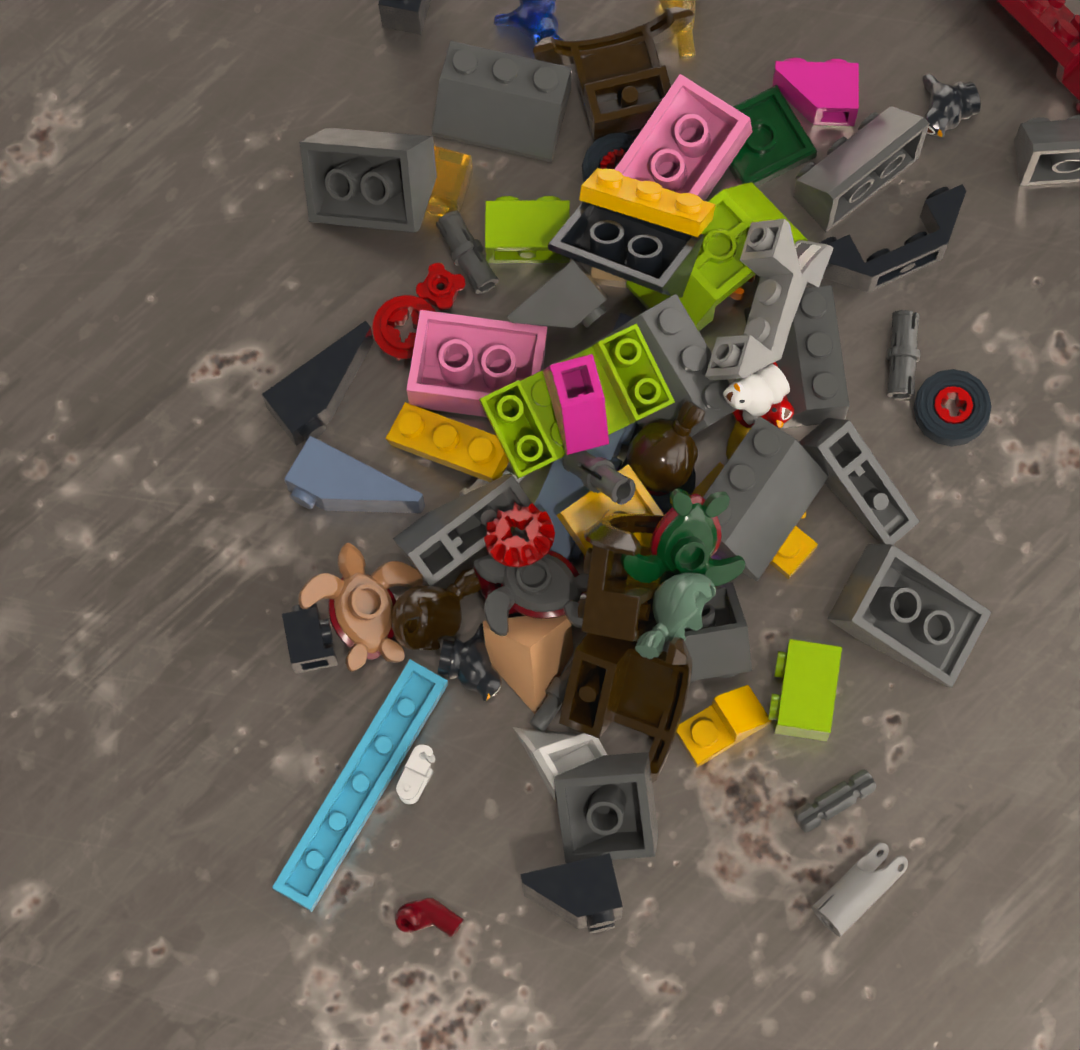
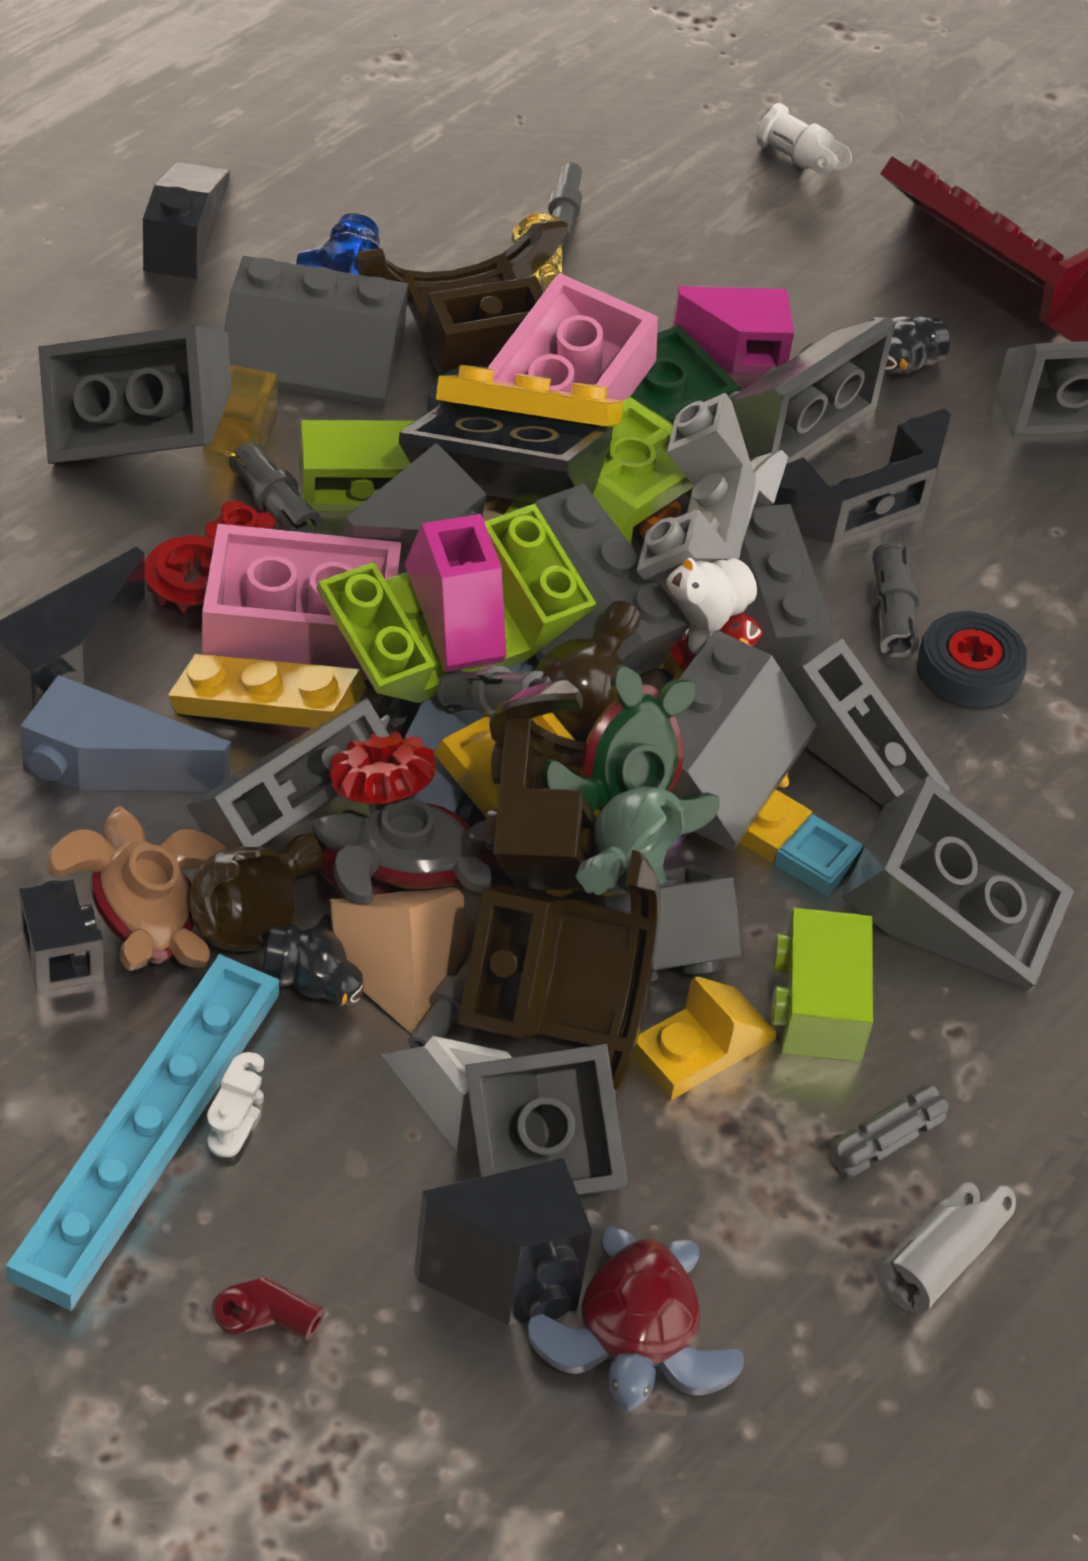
camera: 15 degrees left, 25 degrees down
(656, 940) = (641, 1317): none -> animal
(819, 576) = (819, 855): none -> medium azure tile

